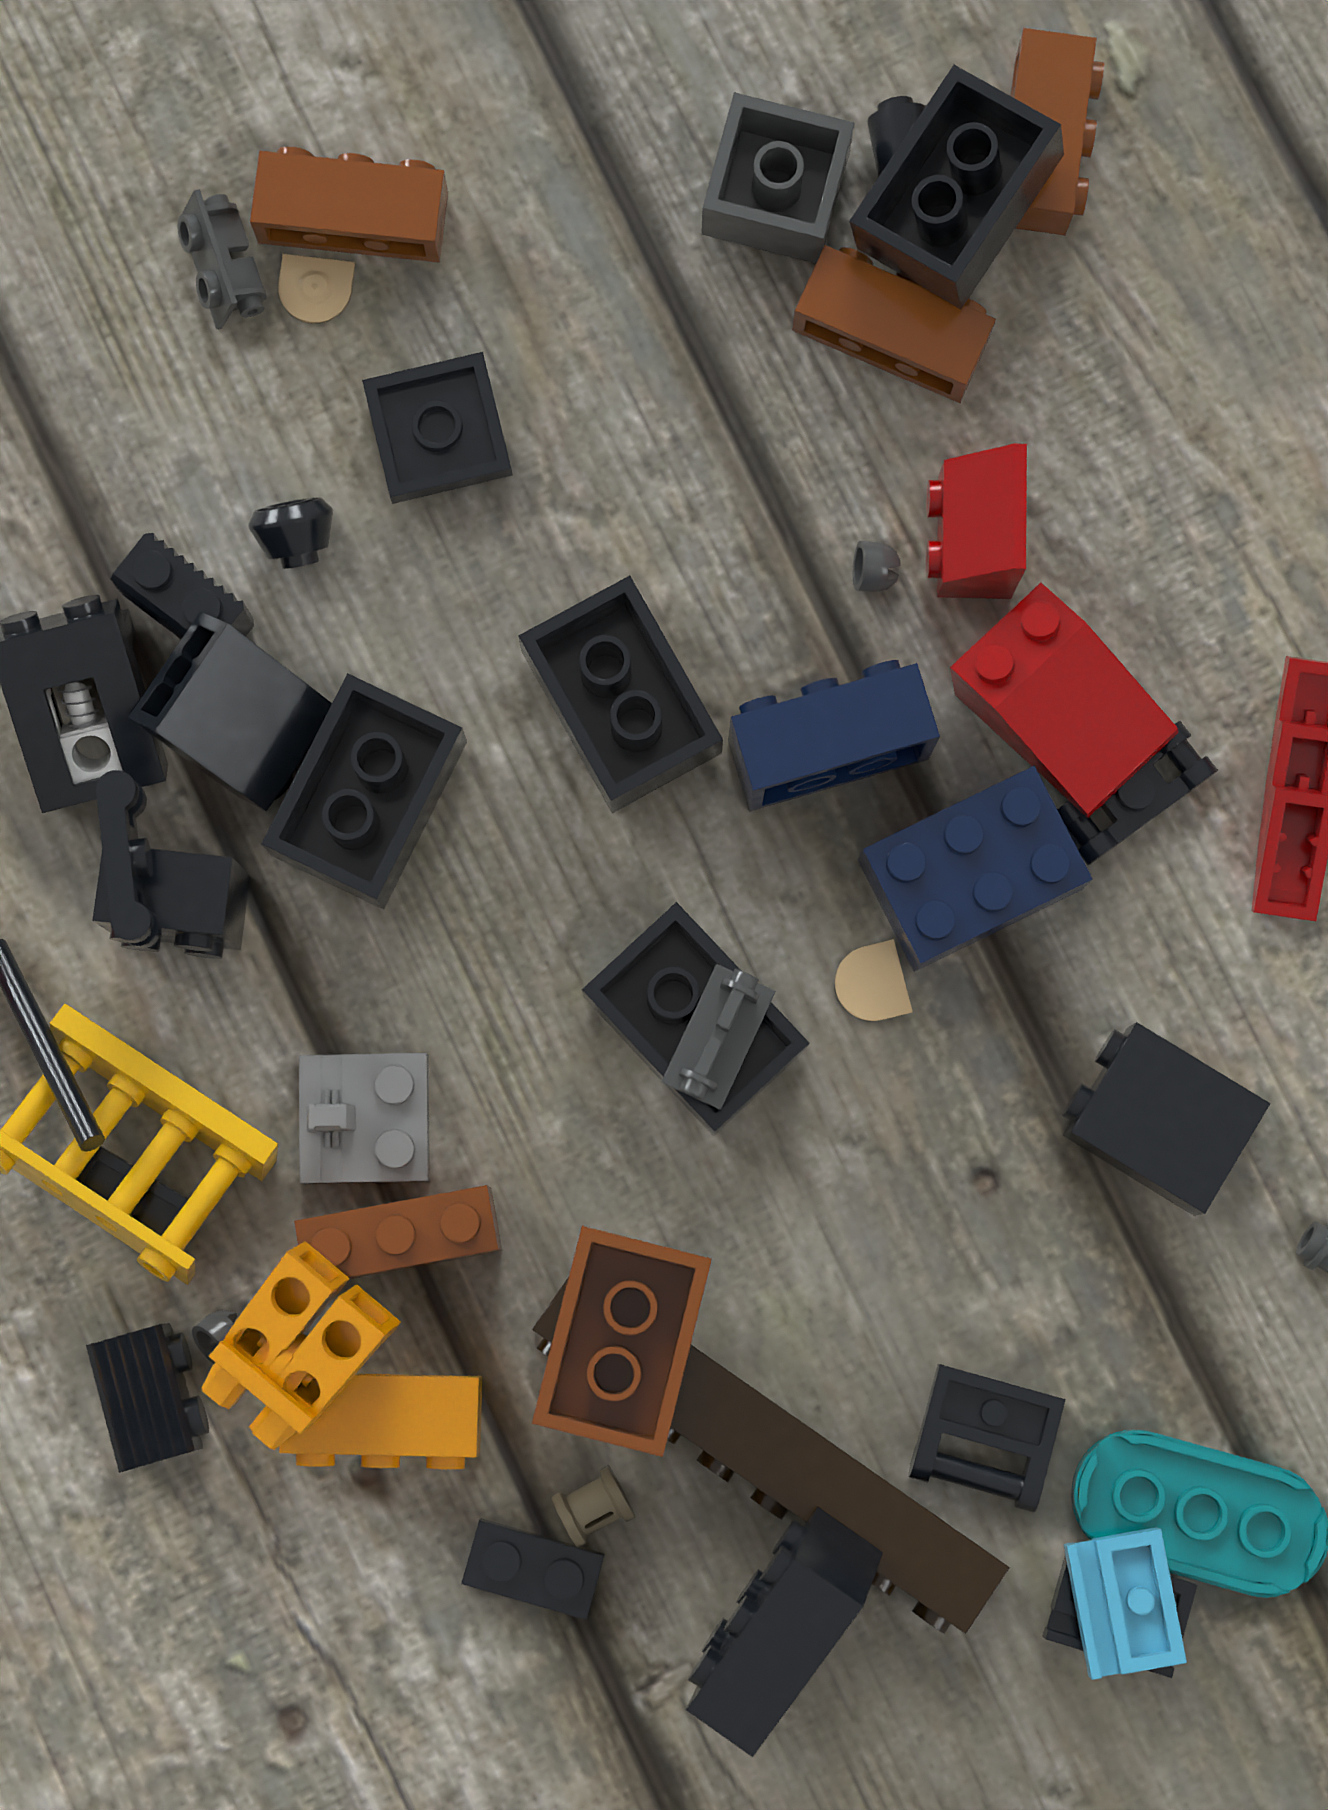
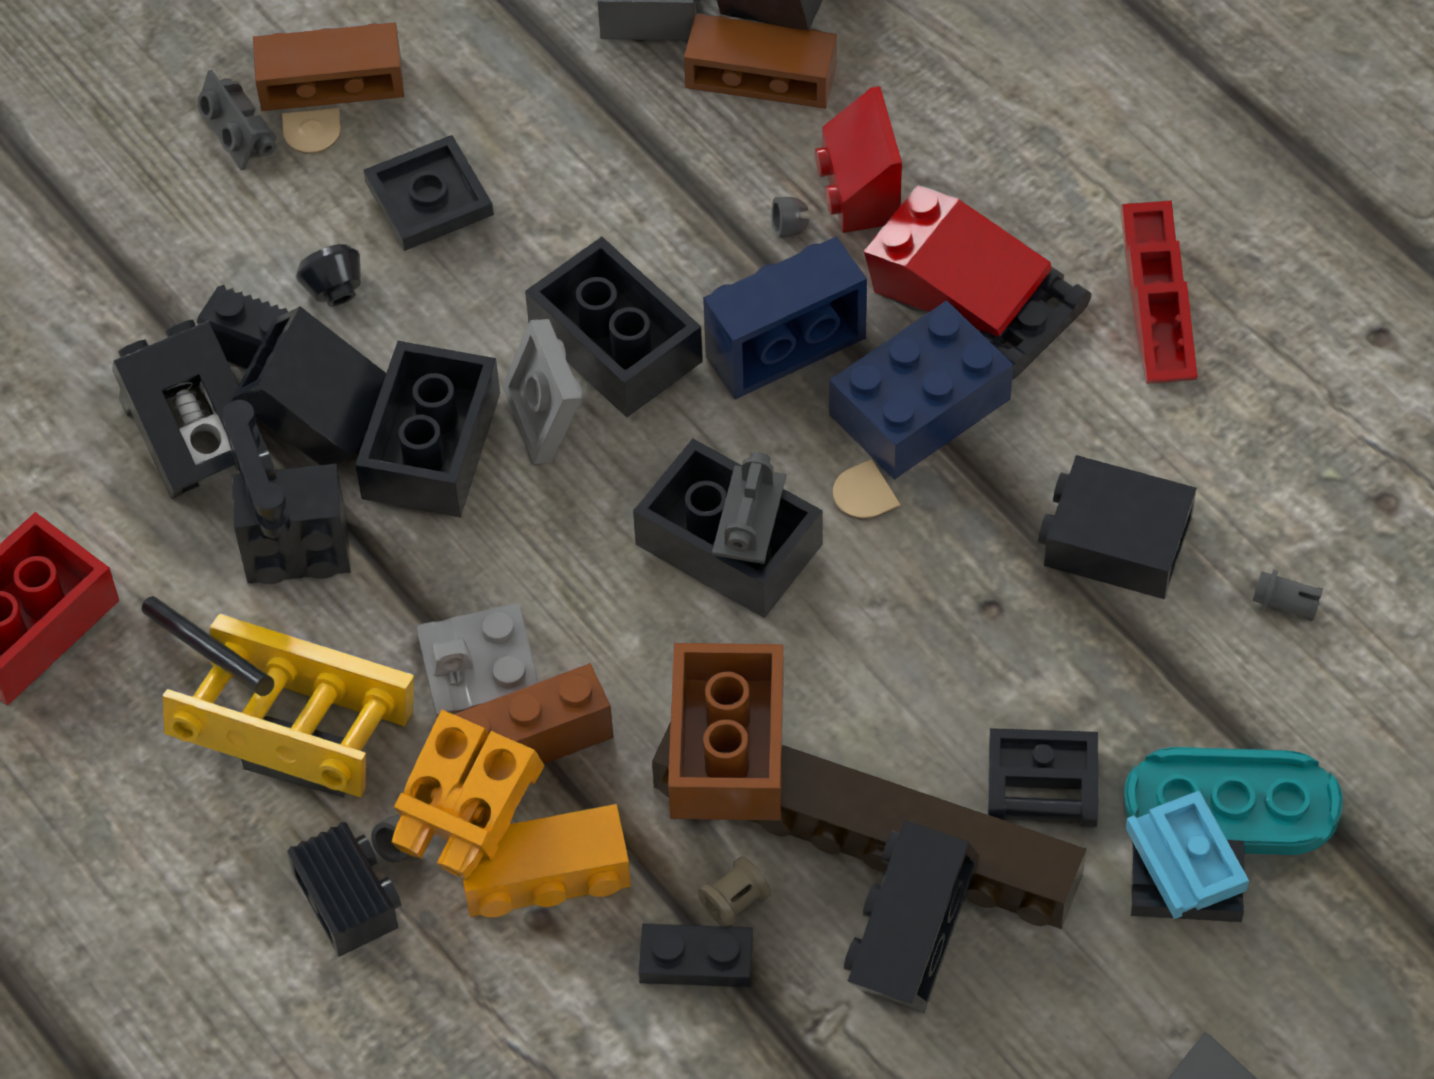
camera: 10 degrees left, 25 degrees down
(511, 776) = (542, 391): none -> light grey hinge

